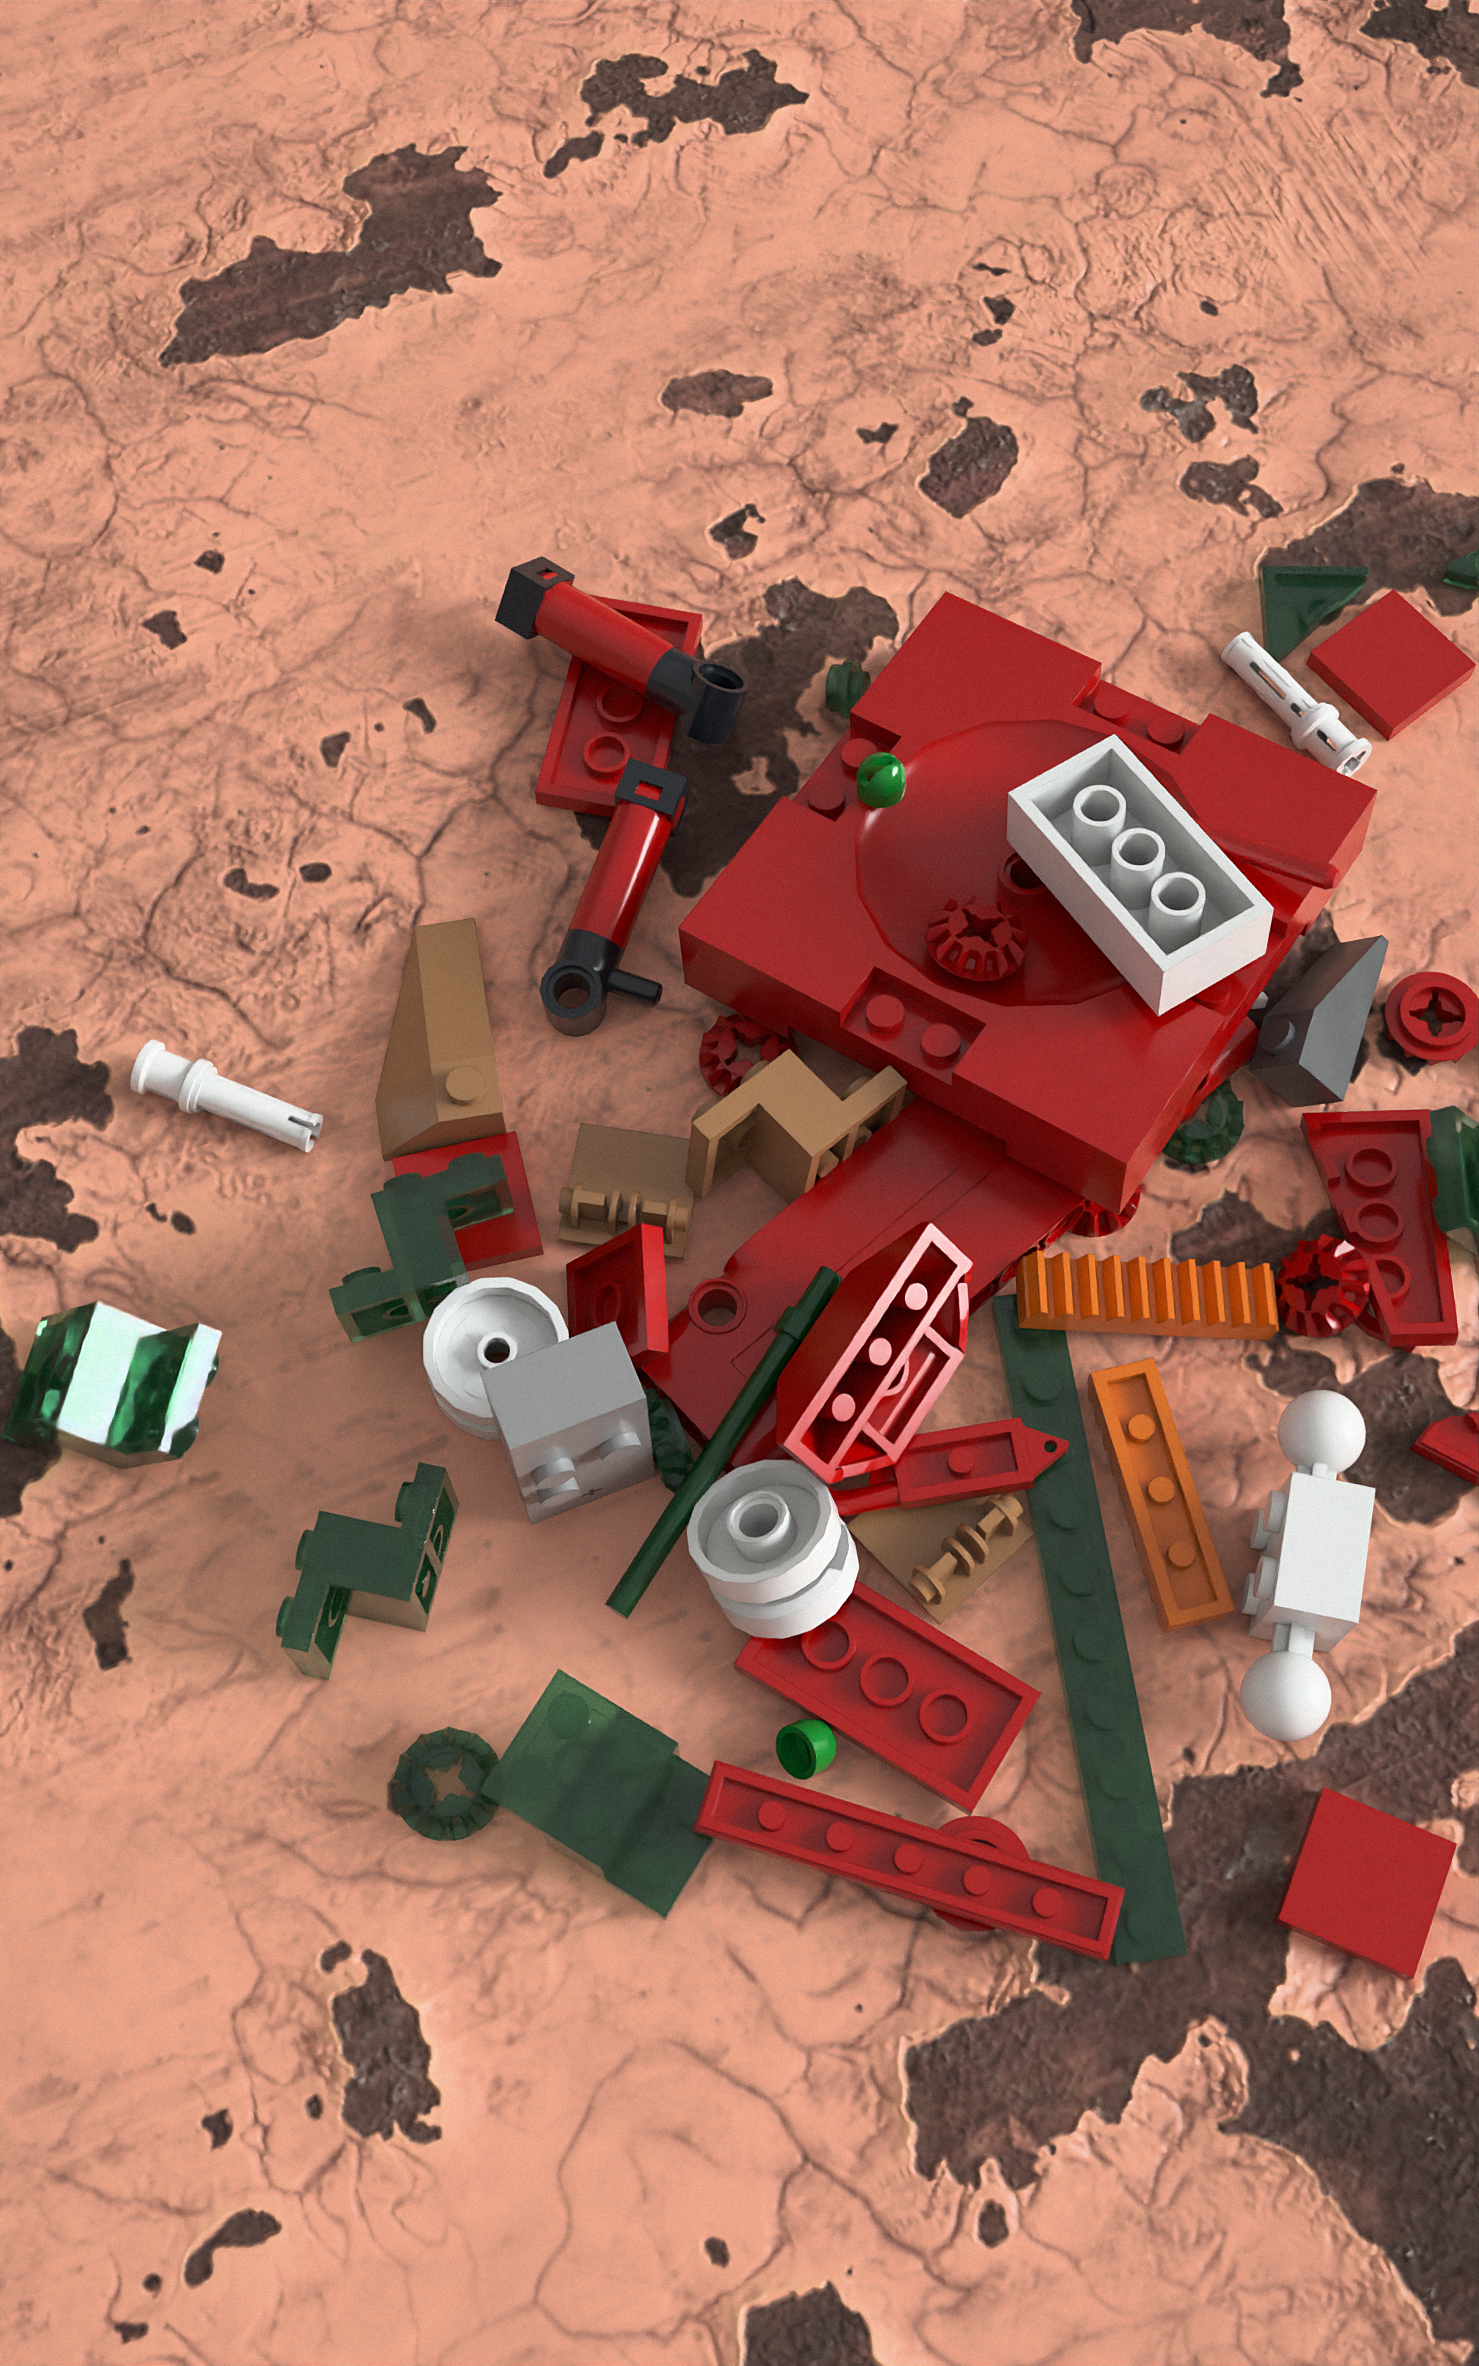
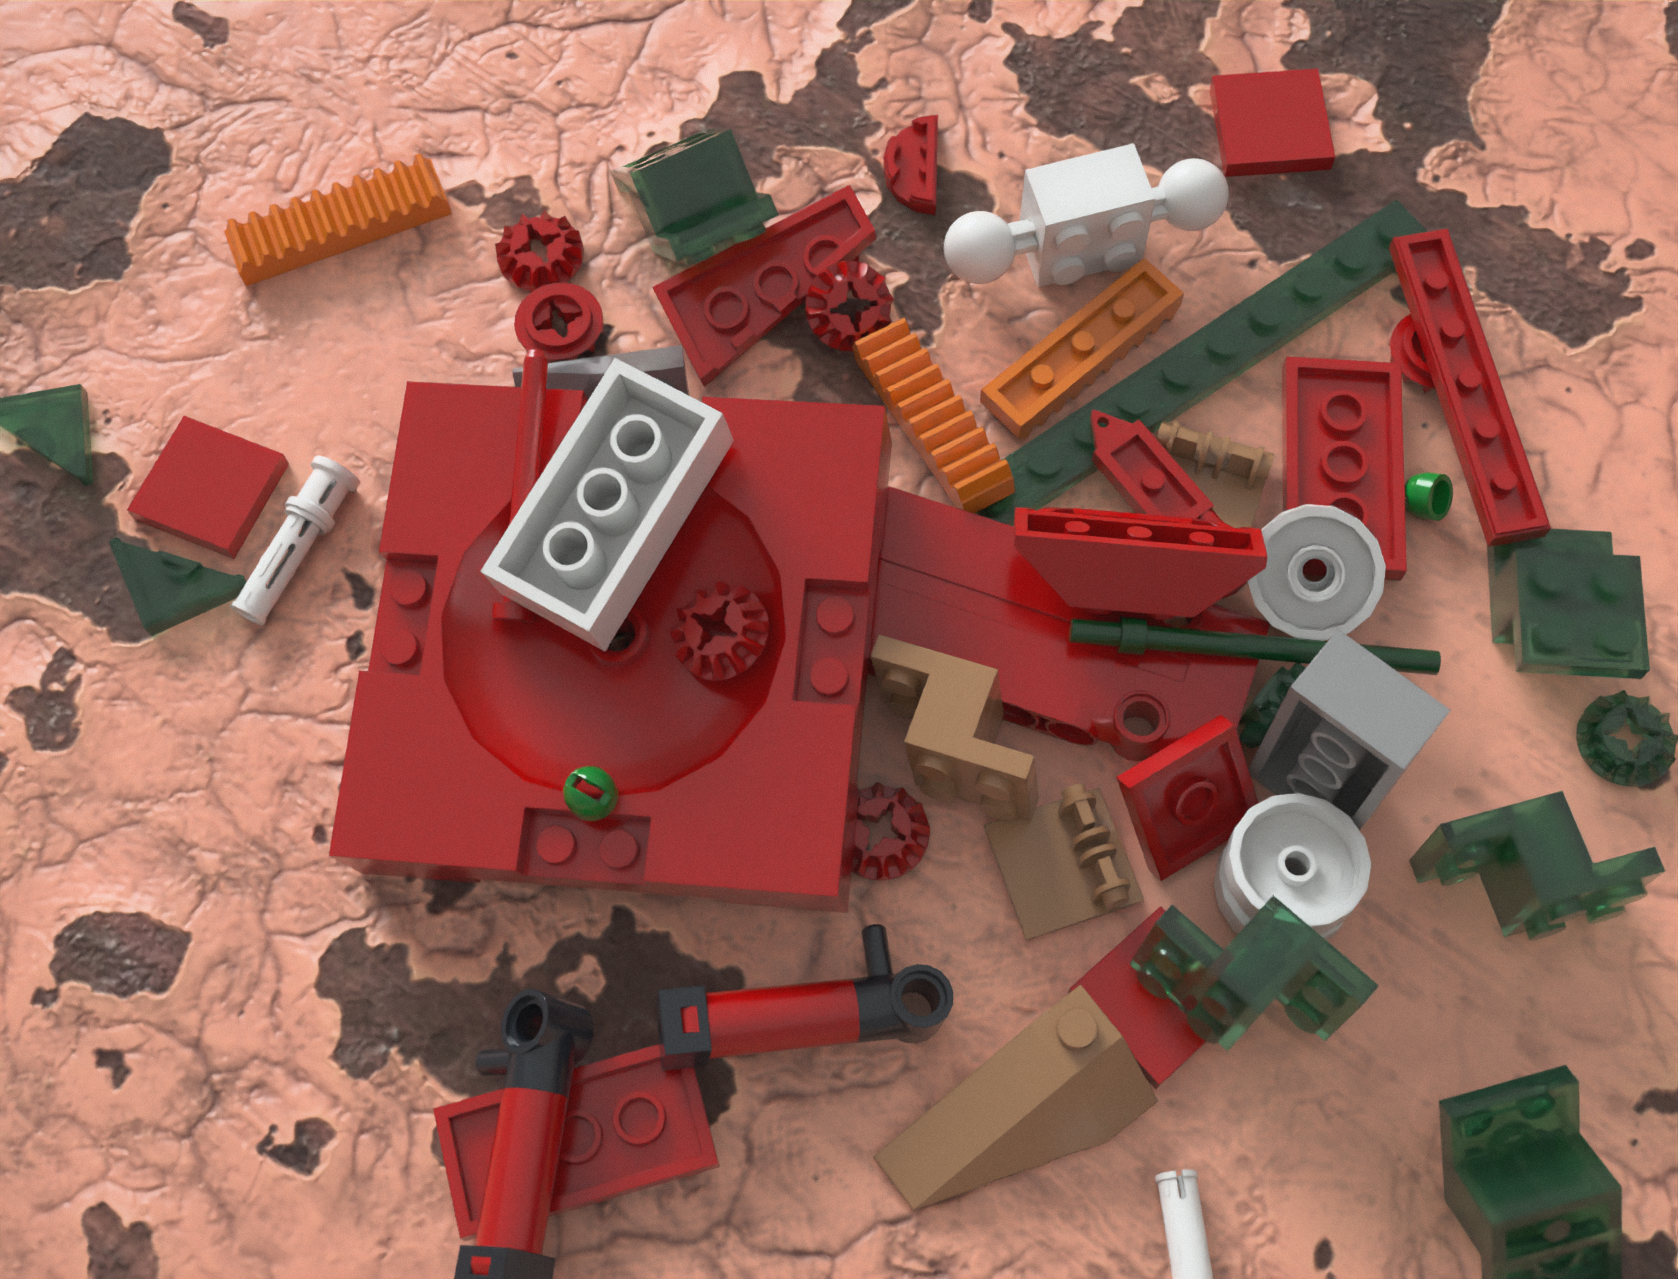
camera: 115 degrees left, 0 degrees up
(846, 686) = (453, 928): clear green plate -> none

